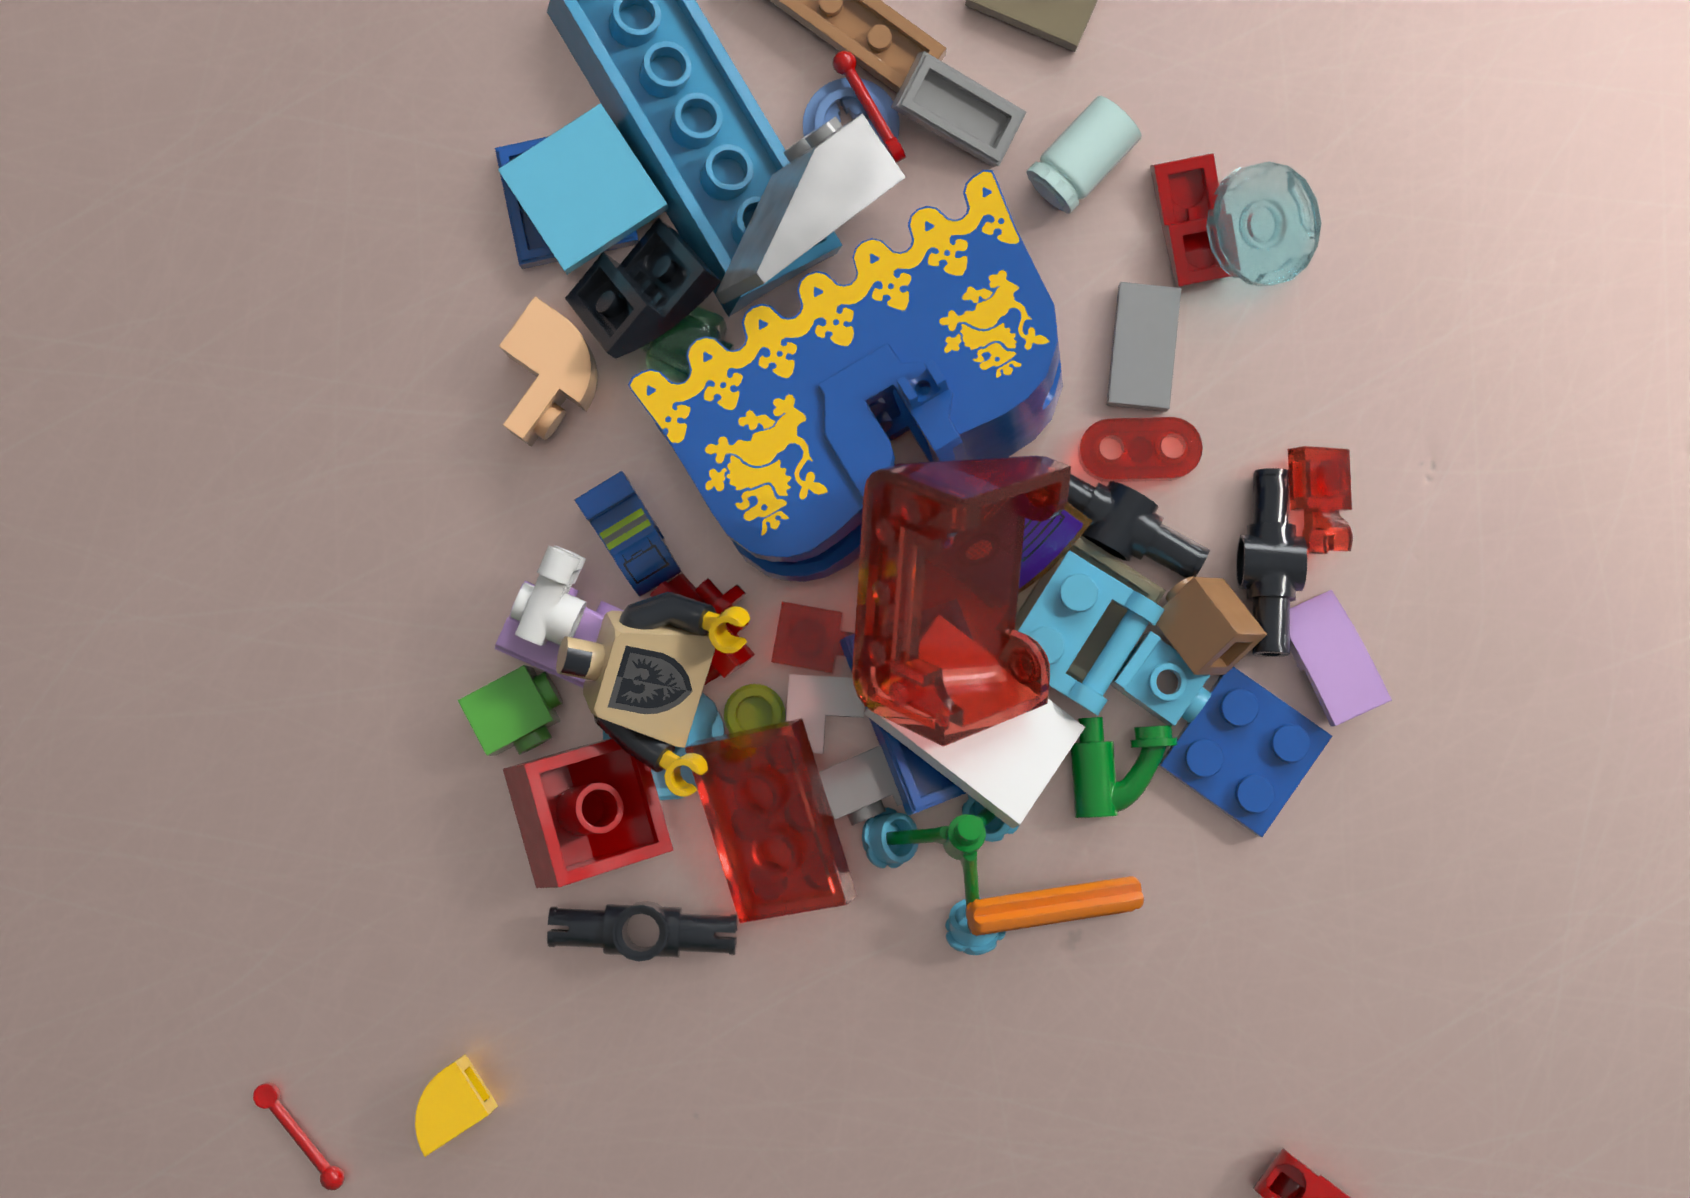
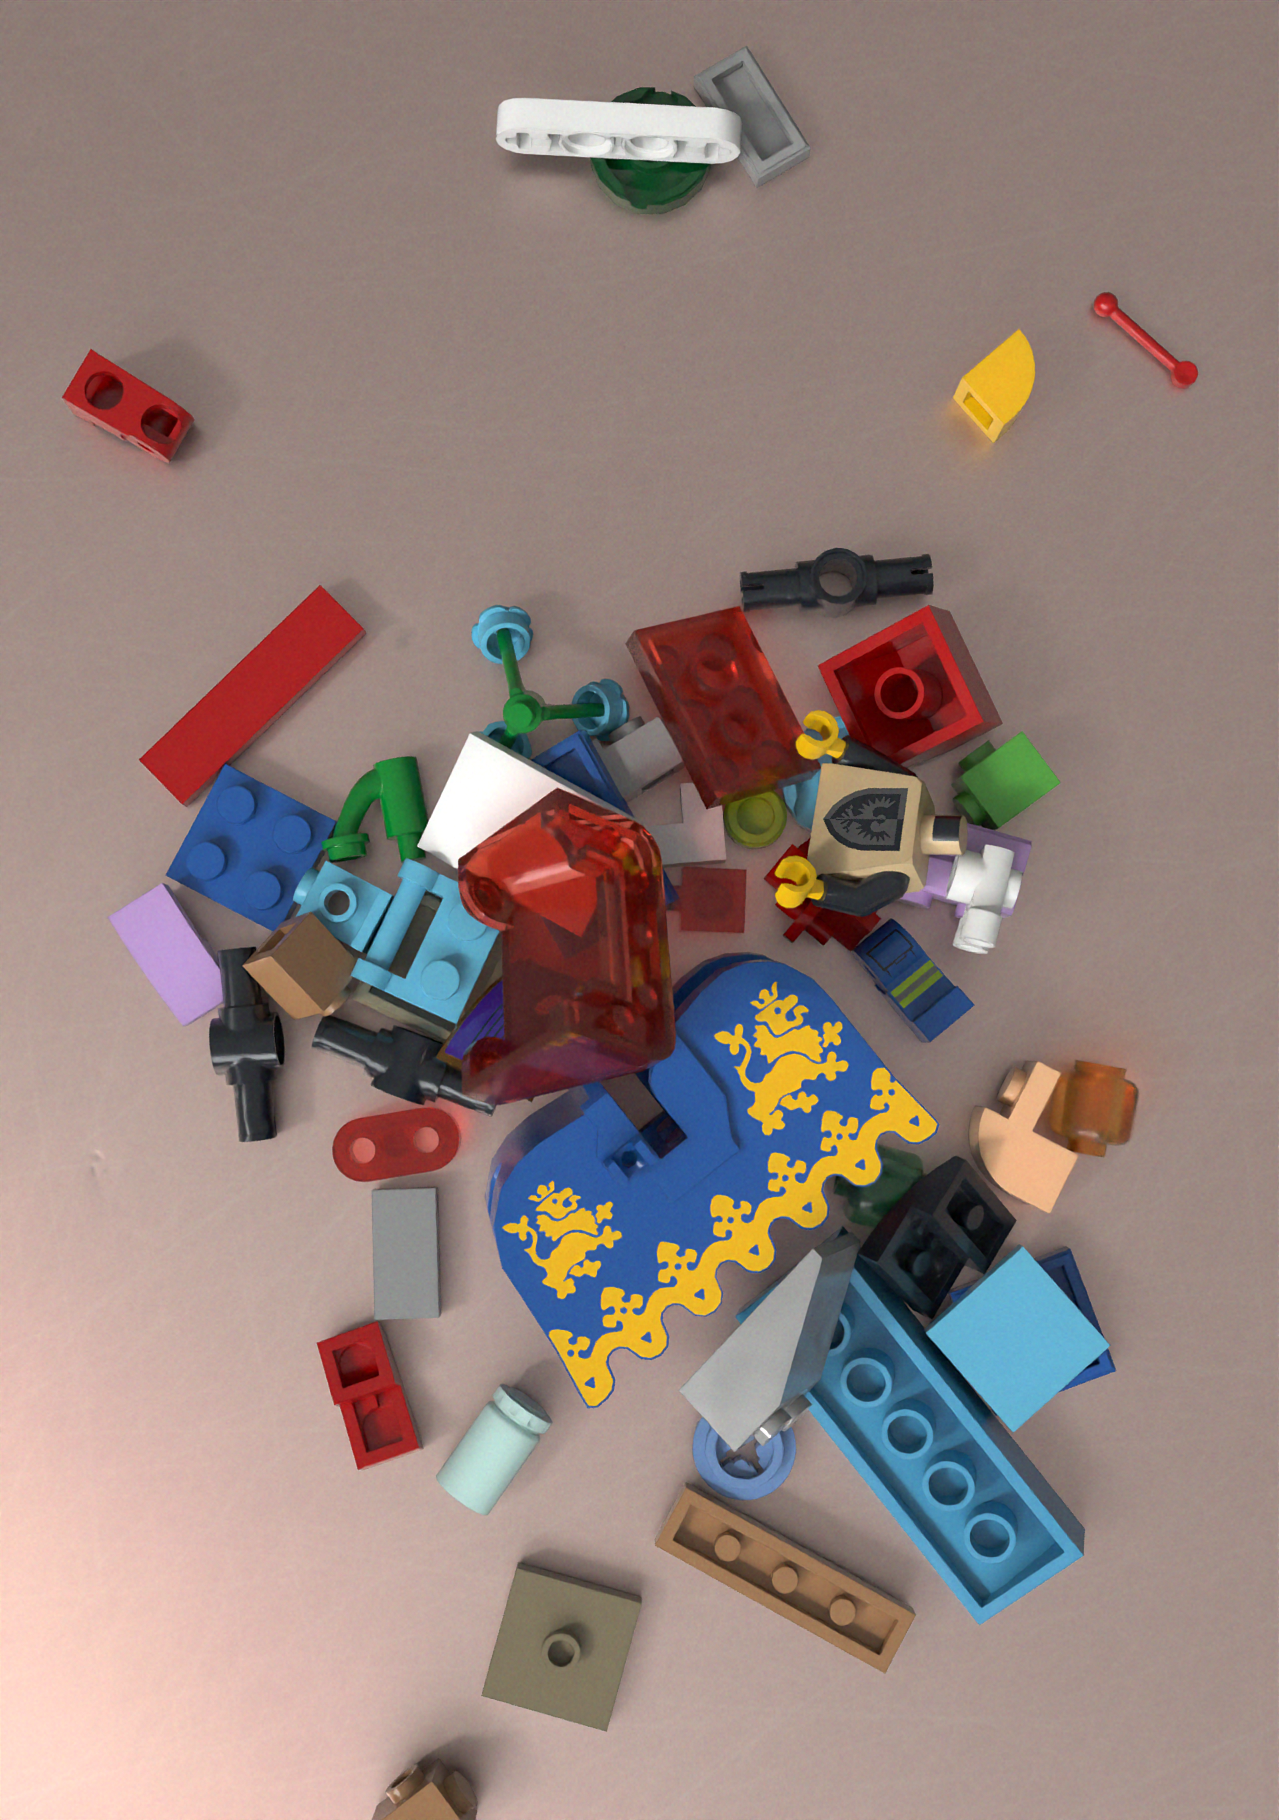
camera: 170 degrees right, 0 degrees up
(476, 390) = (1093, 1107): none -> clear orange head
(844, 64) = (759, 1512): red hinge -> none
(958, 109) = (633, 1480): light grey tile -> none
(1054, 905) = (425, 663): orange axle -> none
(1227, 901) = (252, 696): none -> red tile
(1264, 224) = (295, 1399): clear light blue tile -> none
(1321, 489) = (206, 1127): clear red plate -> none

